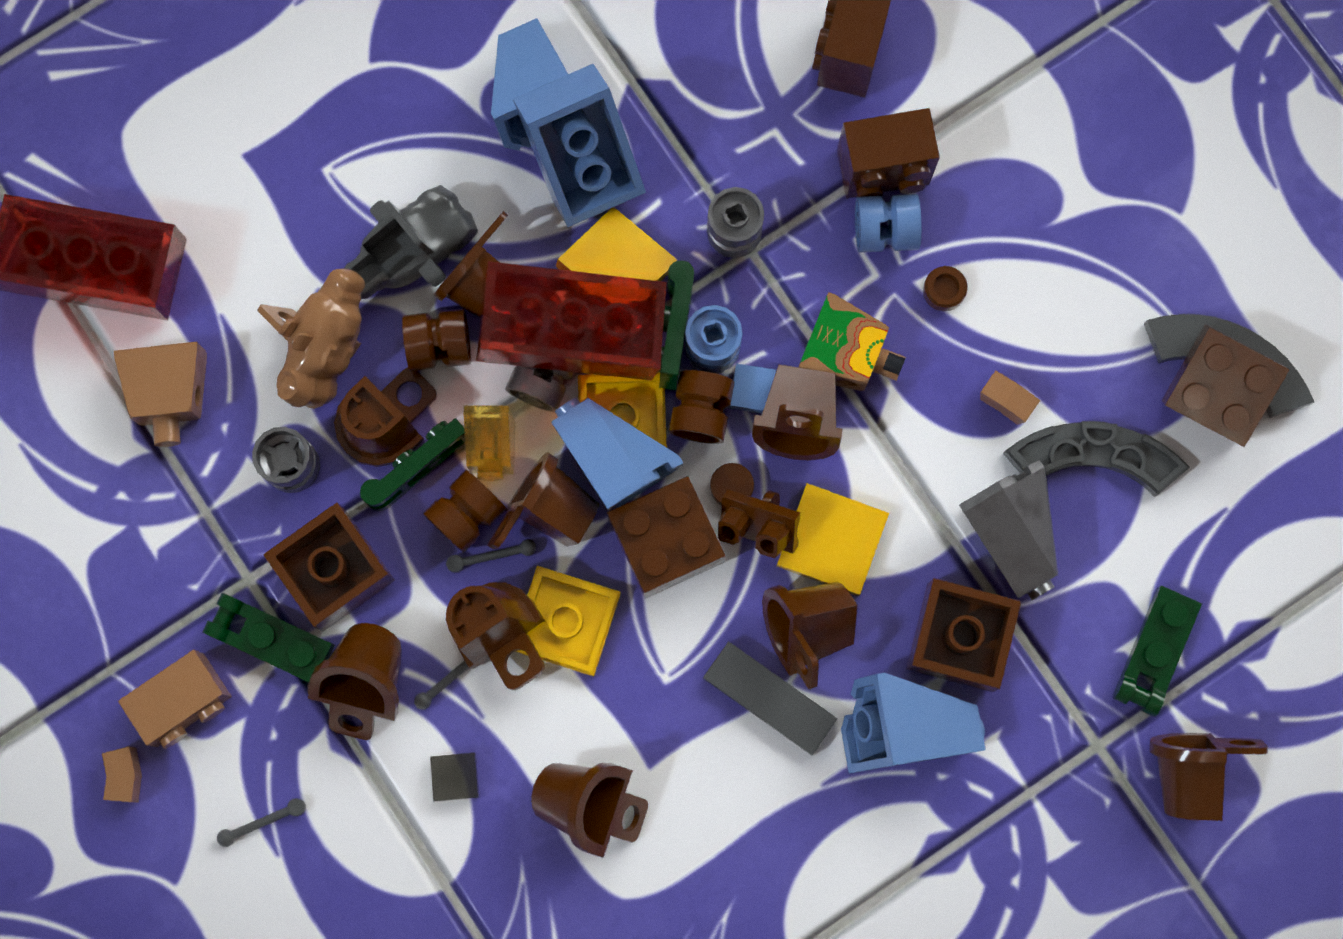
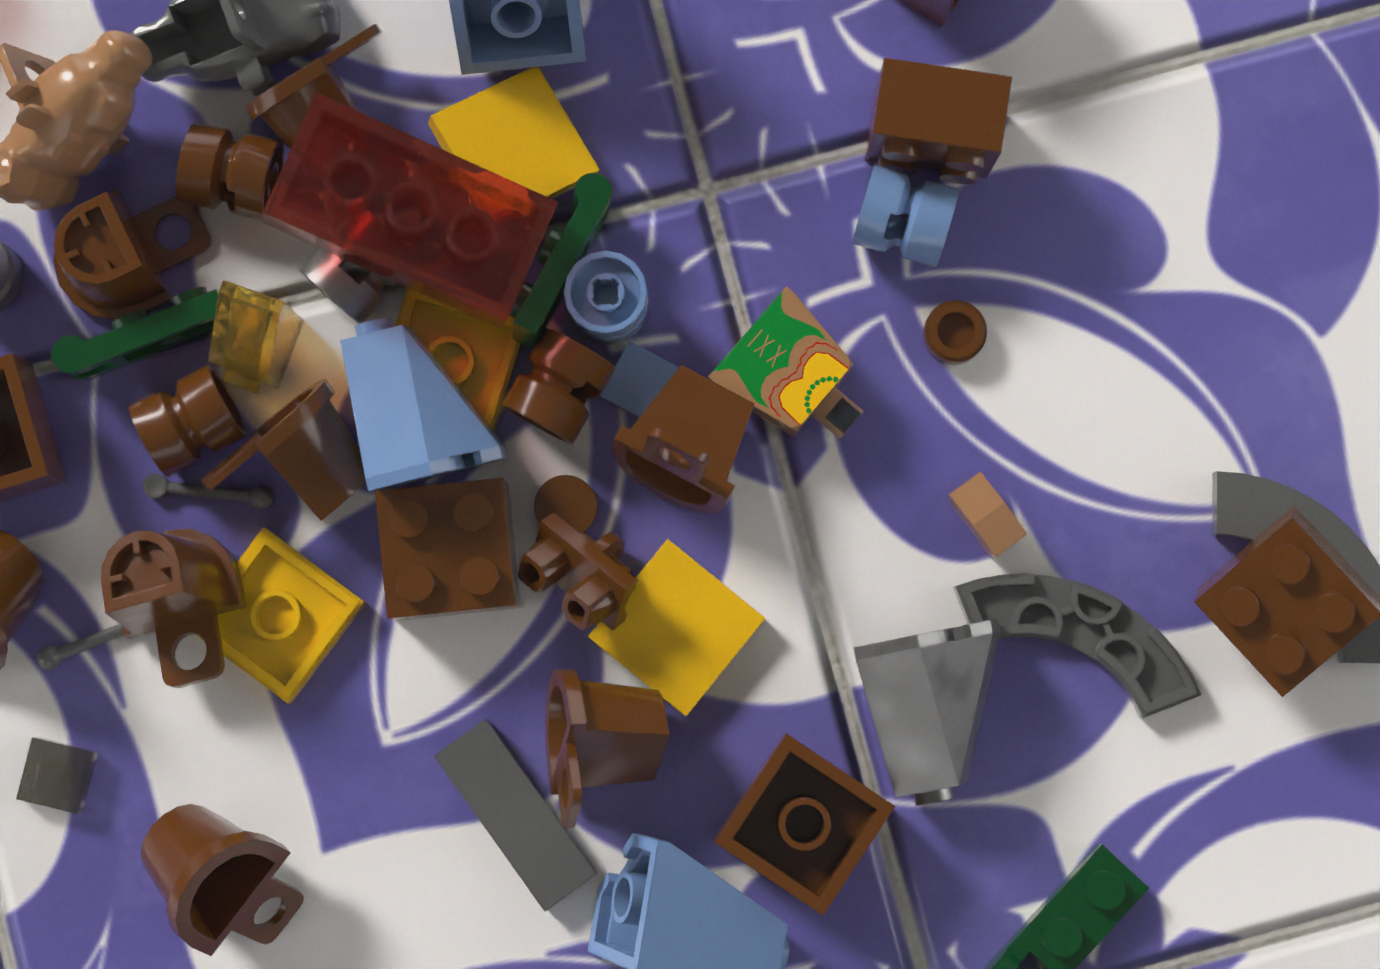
camera: 20 degrees right, 5 degrees up
(735, 222) = (694, 144): flat silver wheel -> none

